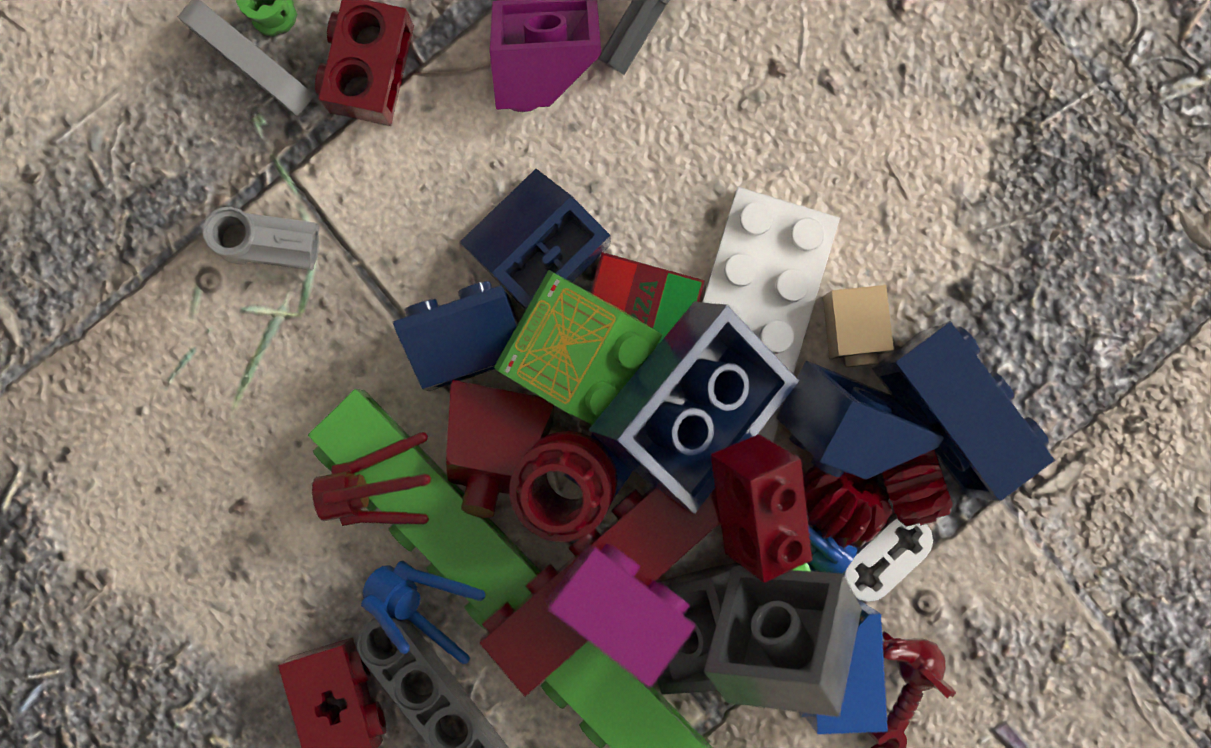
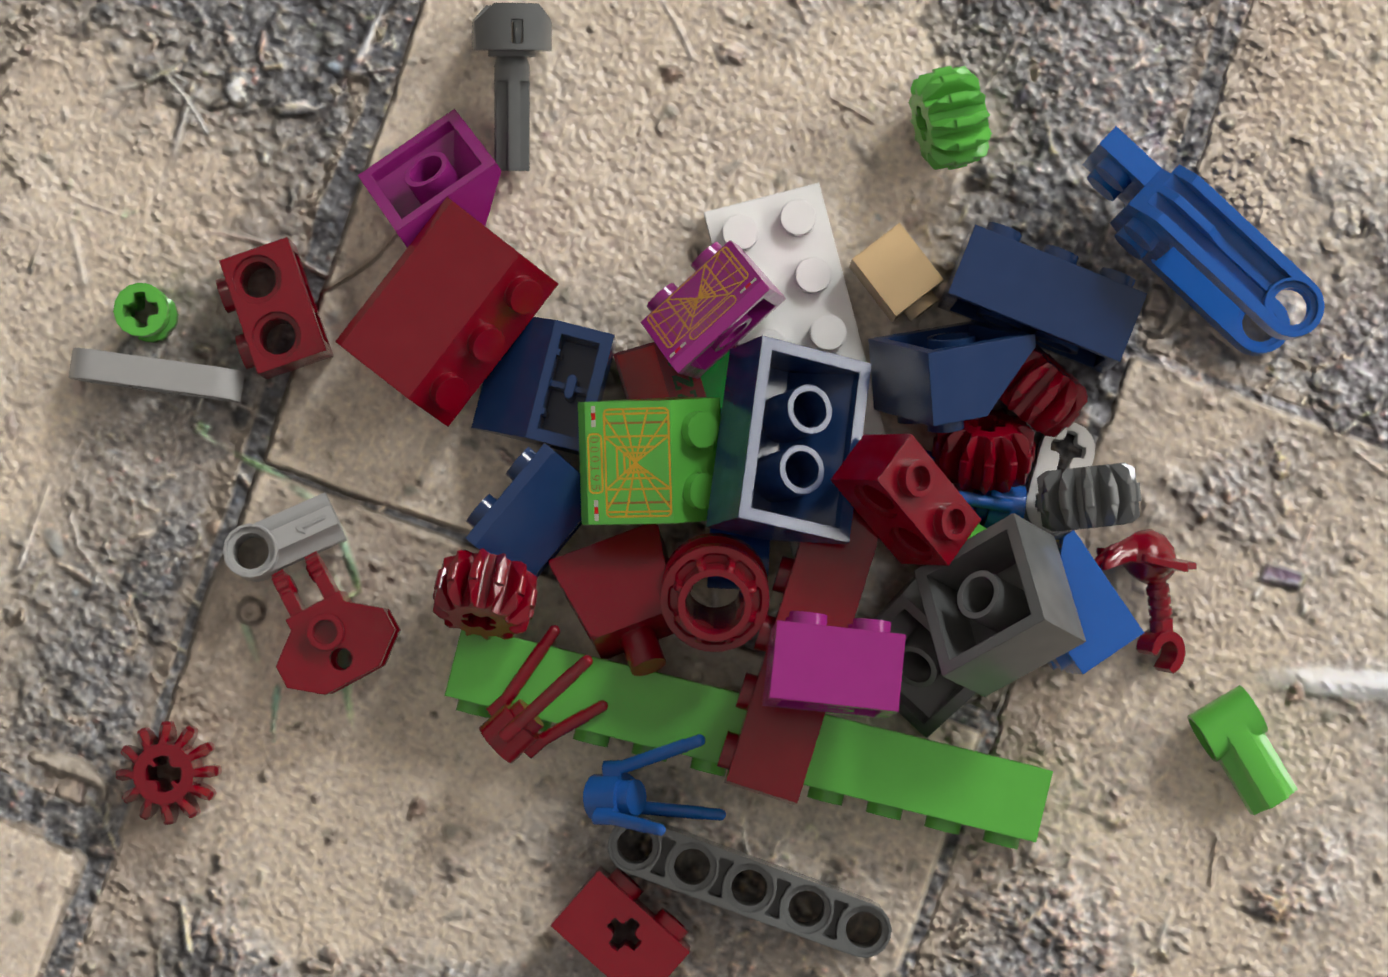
camera: 30 degrees left, 0 degrees up
(50, 375) = (157, 790): none -> dark red gear
(246, 327) = (325, 629): none -> dark red hinge
(383, 375) = (485, 594): none -> dark red gear
(491, 139) = (446, 312): none -> dark red slope
(697, 262) = (711, 309): none -> magenta slope
(905, 591) = (1088, 497): none -> dark grey gear
(974, 227) = (950, 117): none -> bright green gear
(1120, 449) = (1201, 246): none -> blue plate

